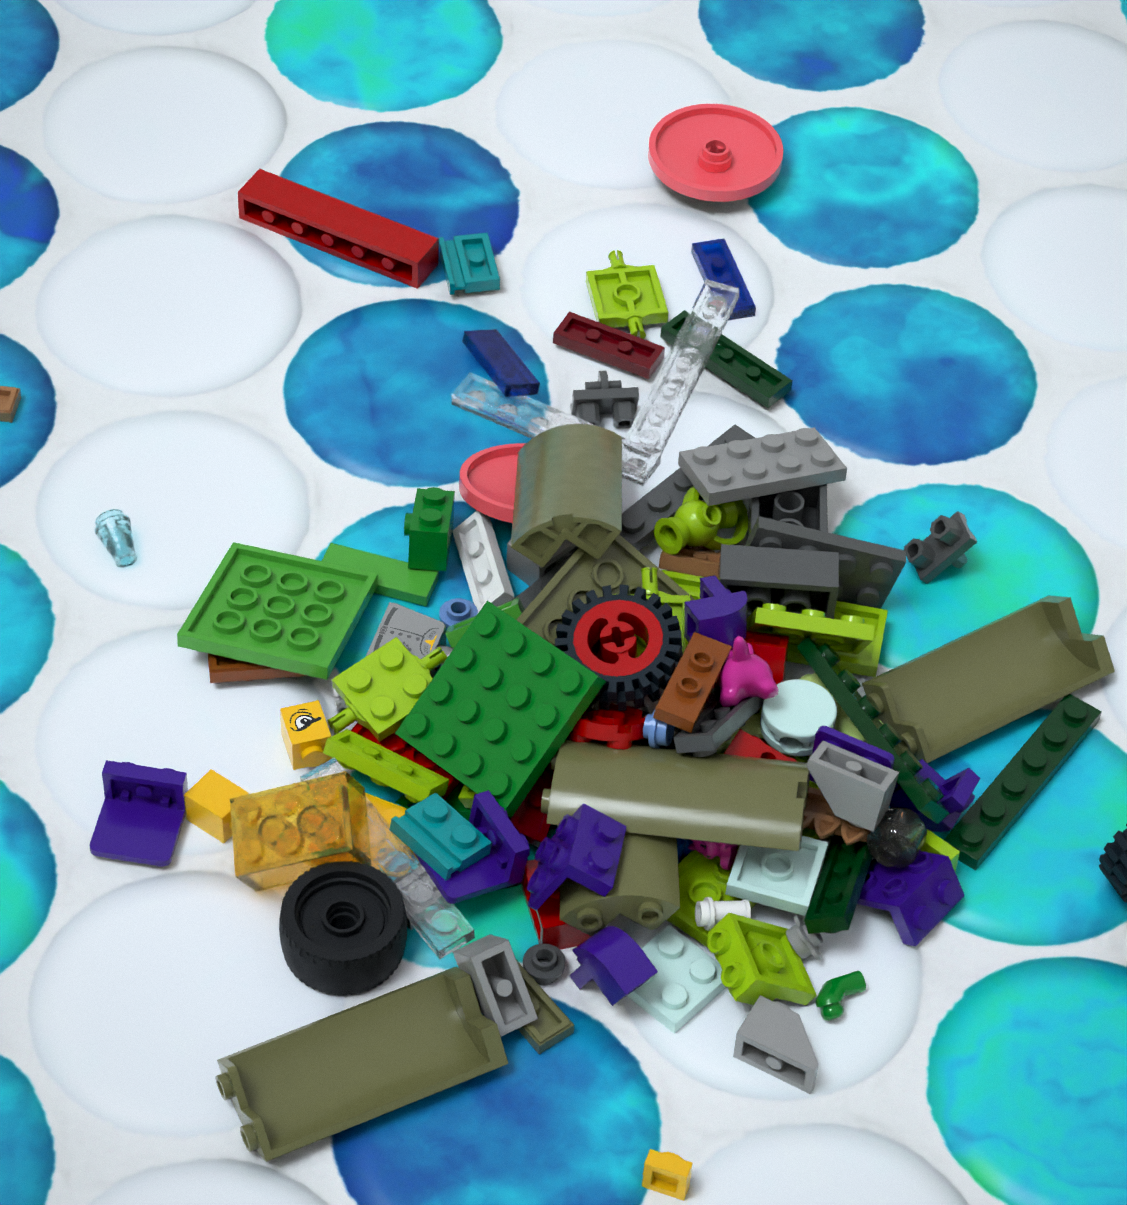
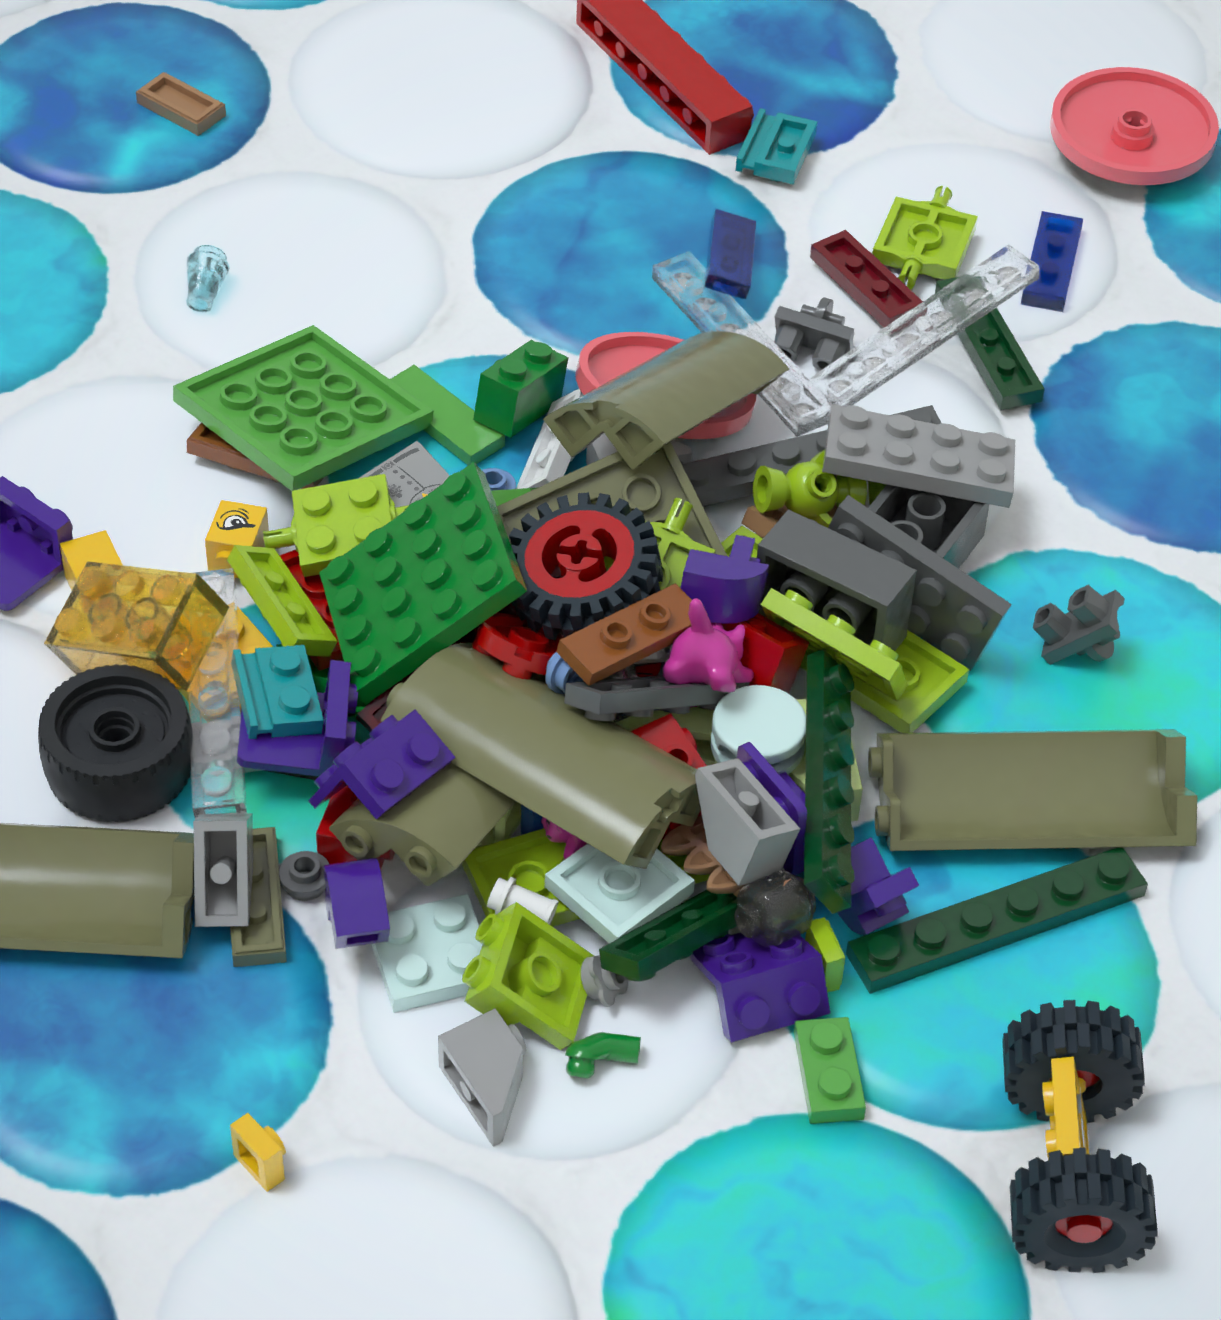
camera: 30 degrees right, 0 degrees up
(990, 935) = (829, 1070): none -> bright green plate

